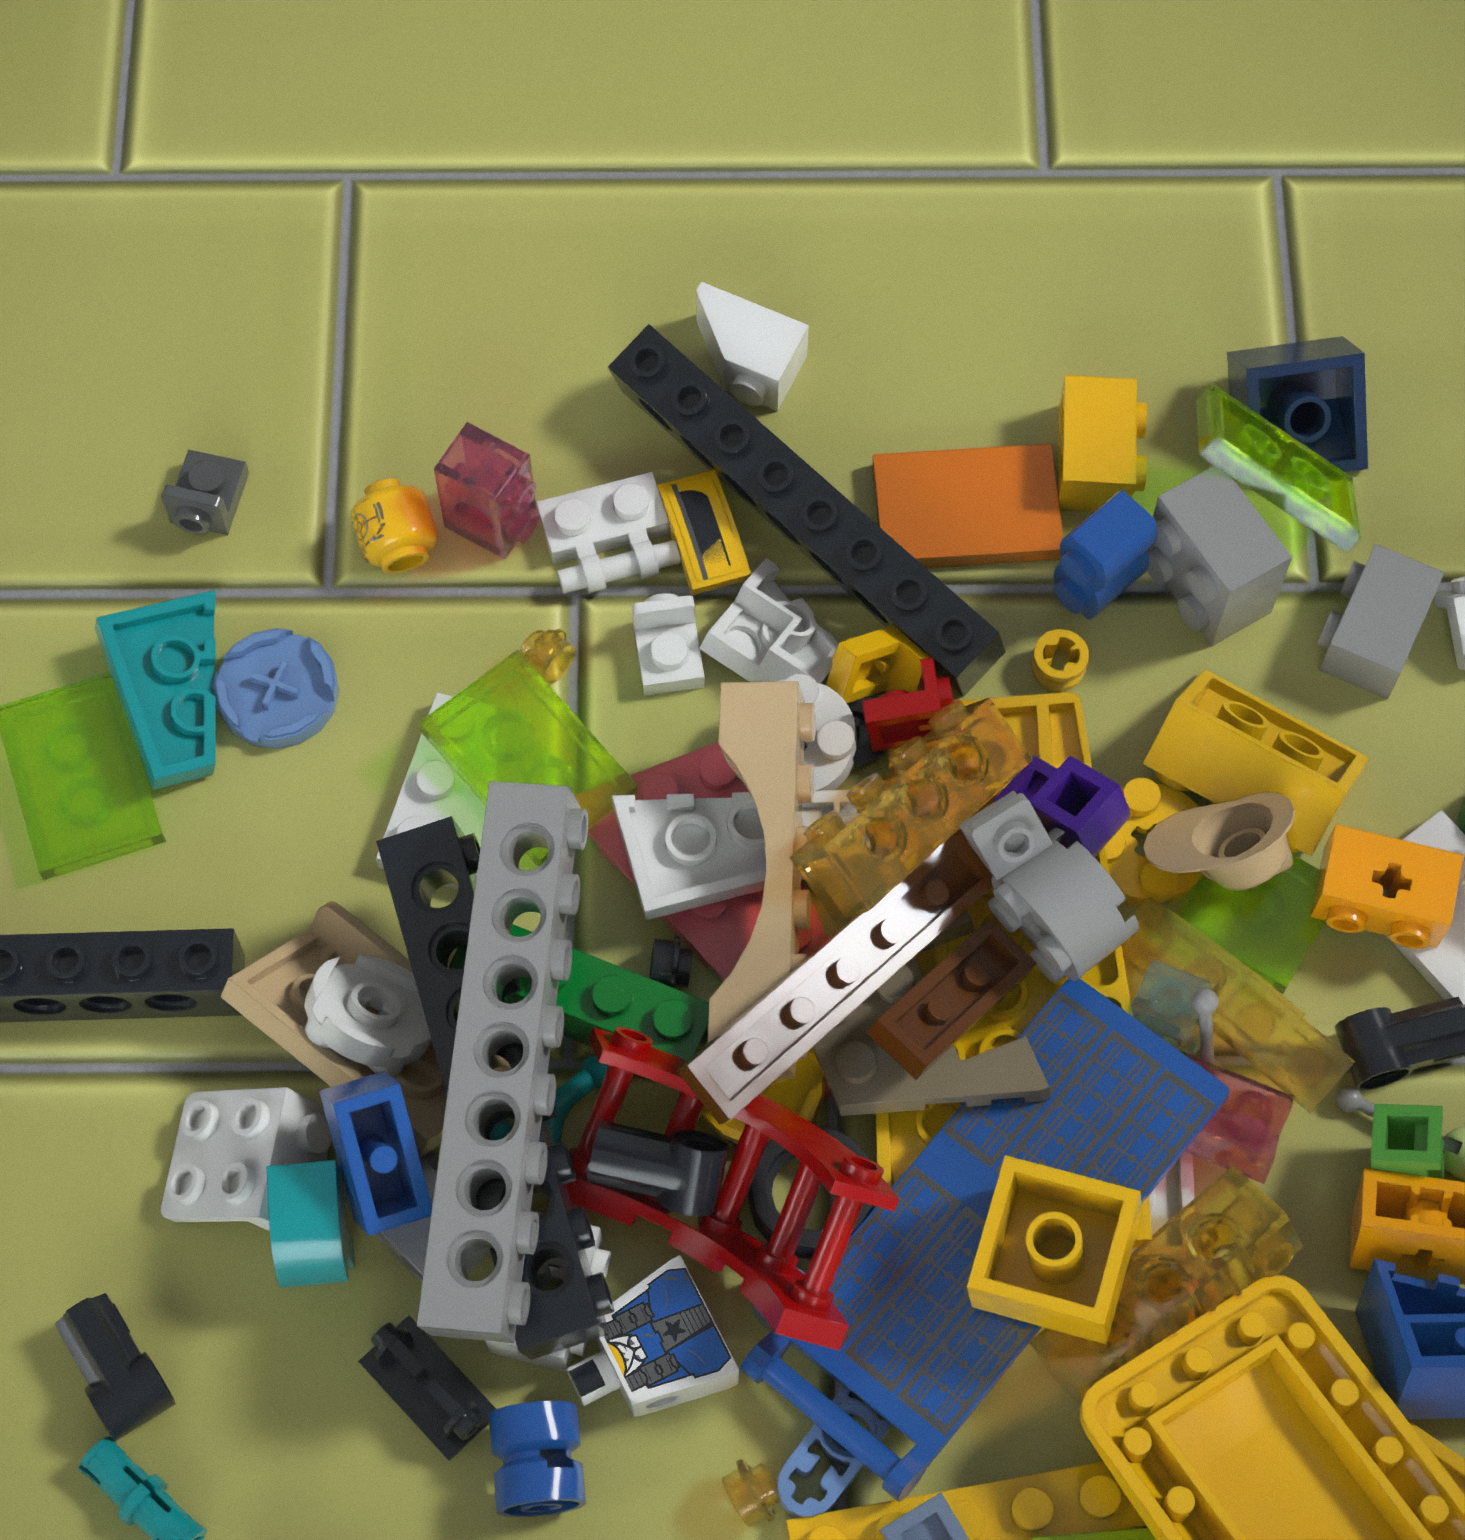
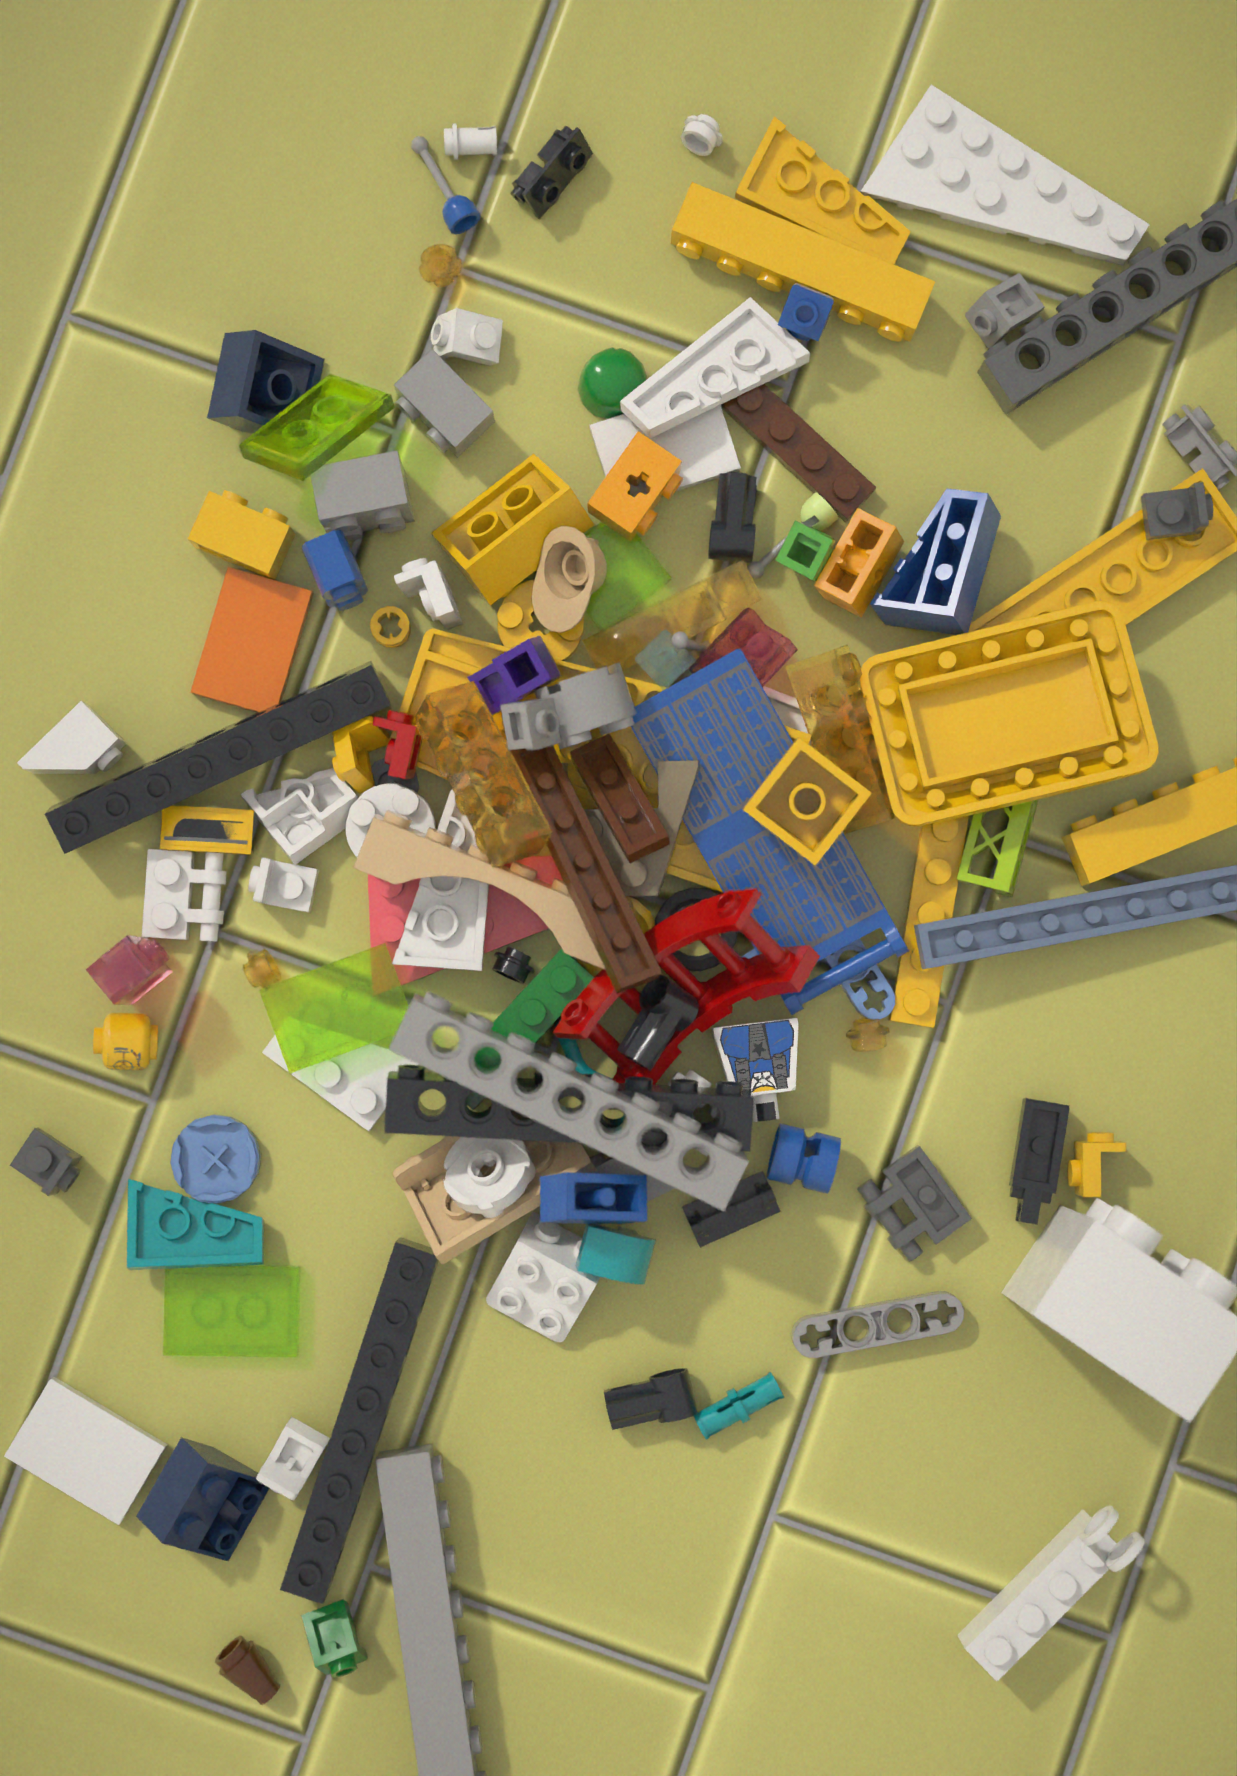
camera: 75 degrees left, 20 degrees up
(1129, 680) = (434, 590): none -> white bracket

